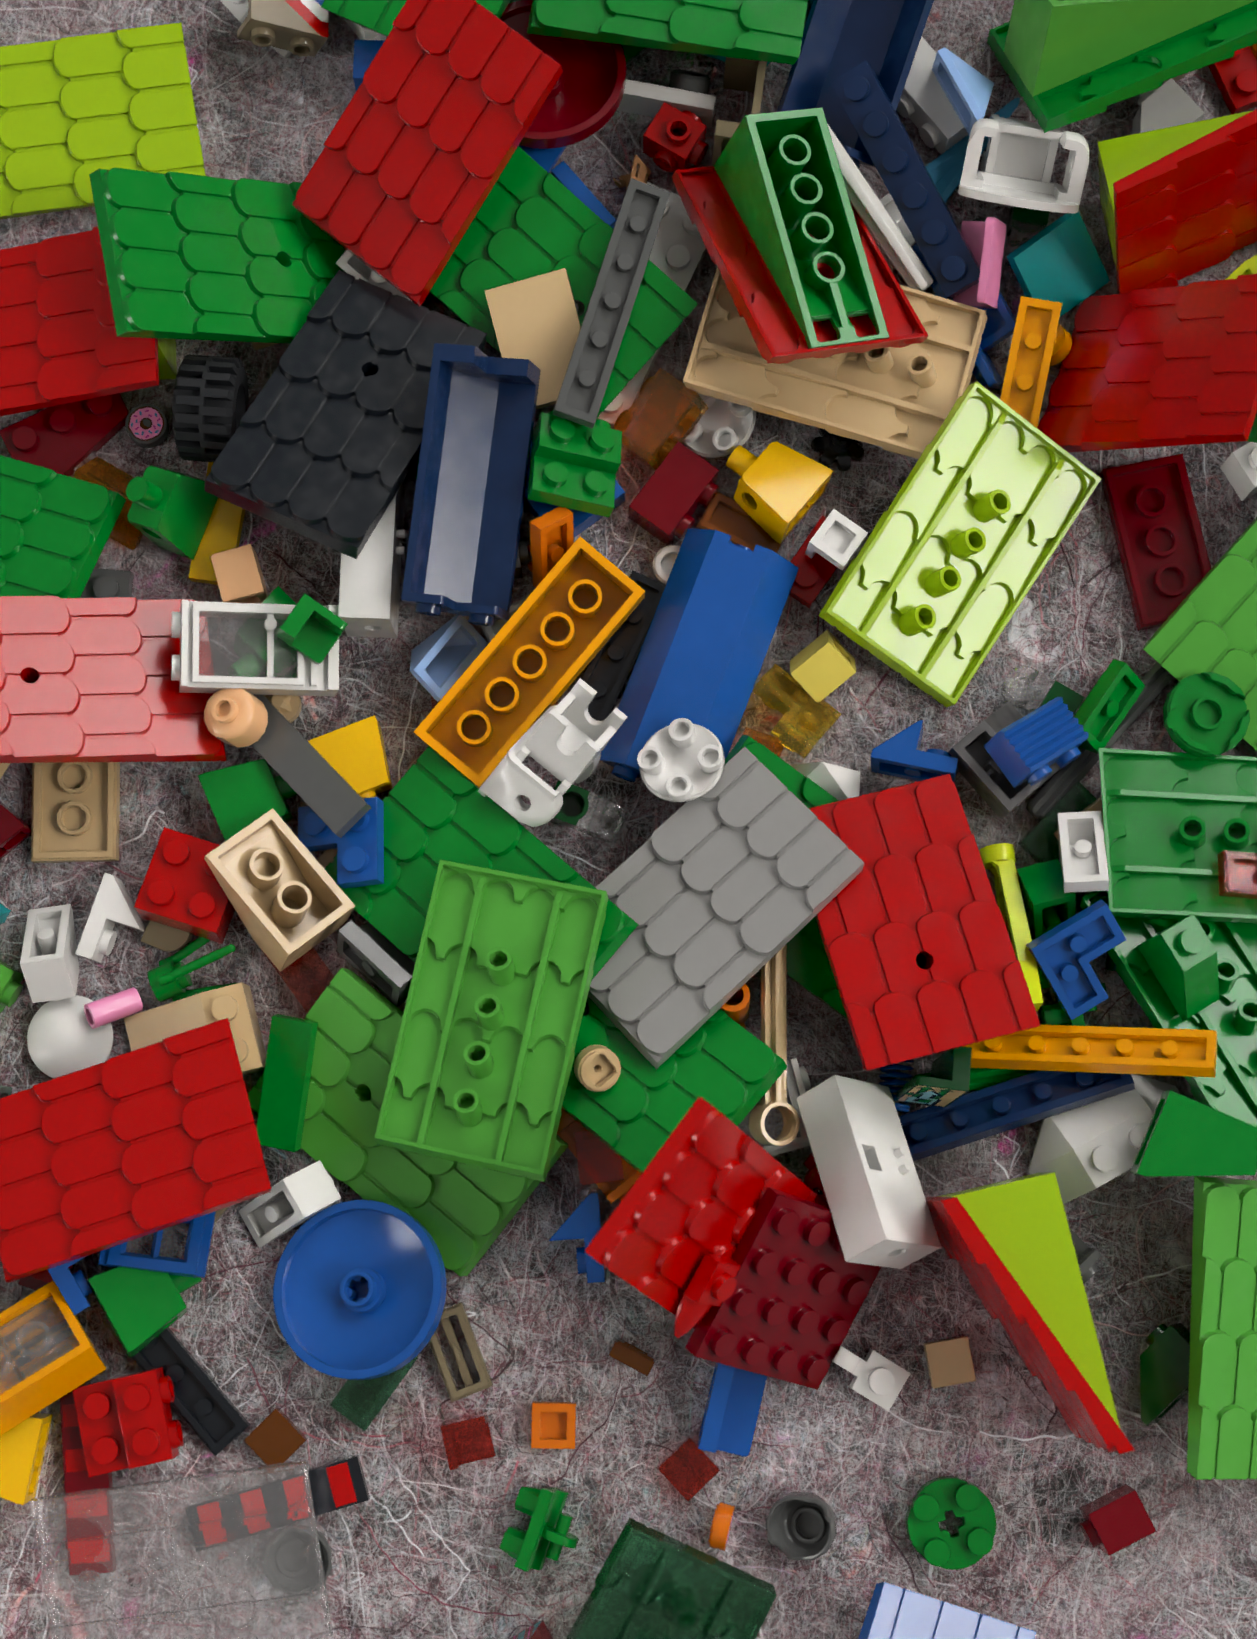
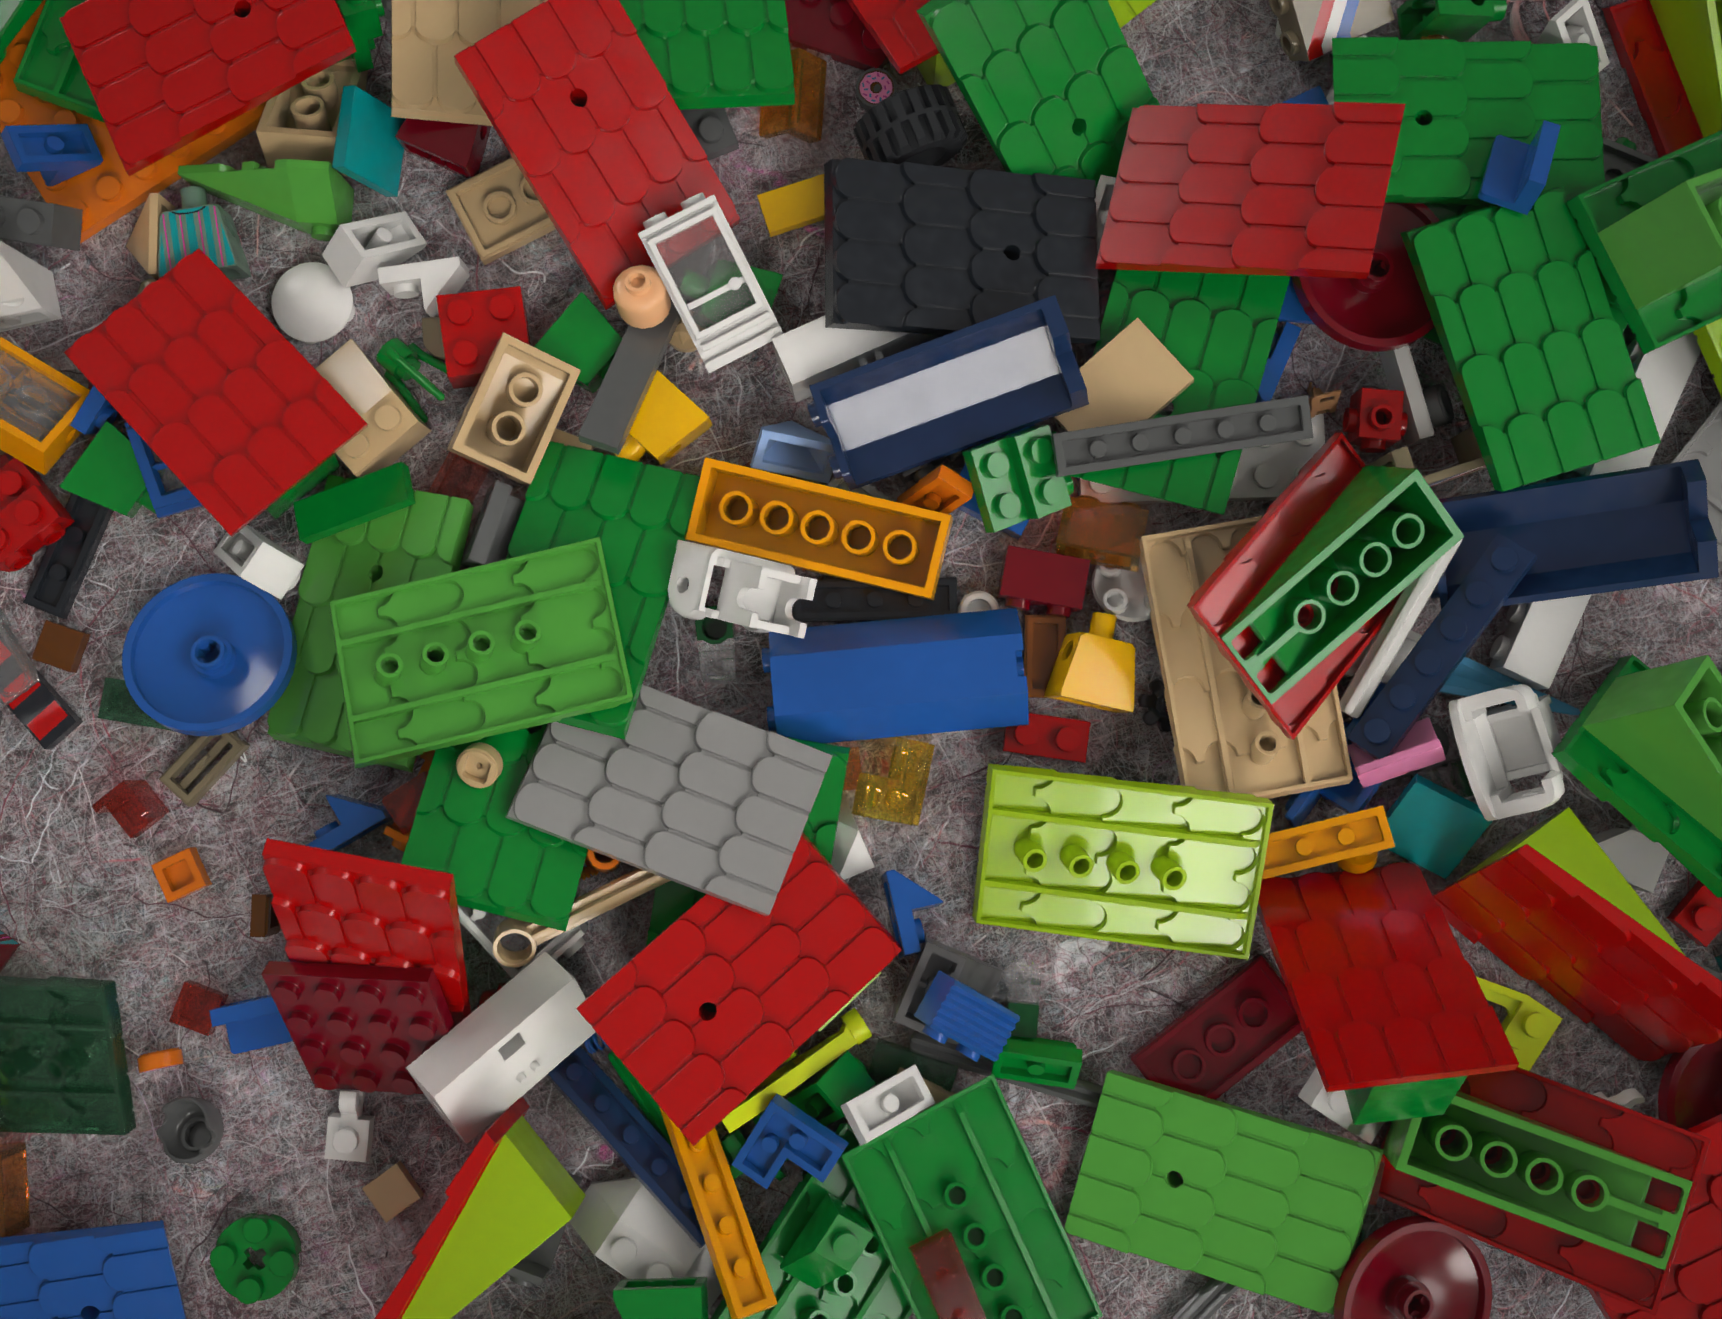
camera: 70 degrees right, 5 degrees up
(113, 1007) = (352, 324): bright pink piece -> none
(170, 509) = (803, 143): green torso -> none
(239, 575) = (777, 238): light nougat panel -> none
(311, 629) = (744, 320): green panel -> none
(358, 851) = (581, 463): blue plate -> none
(546, 1530) = (87, 913): green hips -> none
(681, 761) = (791, 706): white dish -> none
(709, 1287) = (322, 959): red plate -> none
(822, 666) = (951, 788): light yellow panel -> none
(837, 540) = (1066, 747): white panel -> none
(947, 1082) = (617, 1079): dark green panel -> none
(963, 86) = (1560, 658): light blue slope -> none
(1206, 714) = (1073, 1157): green tile -> none

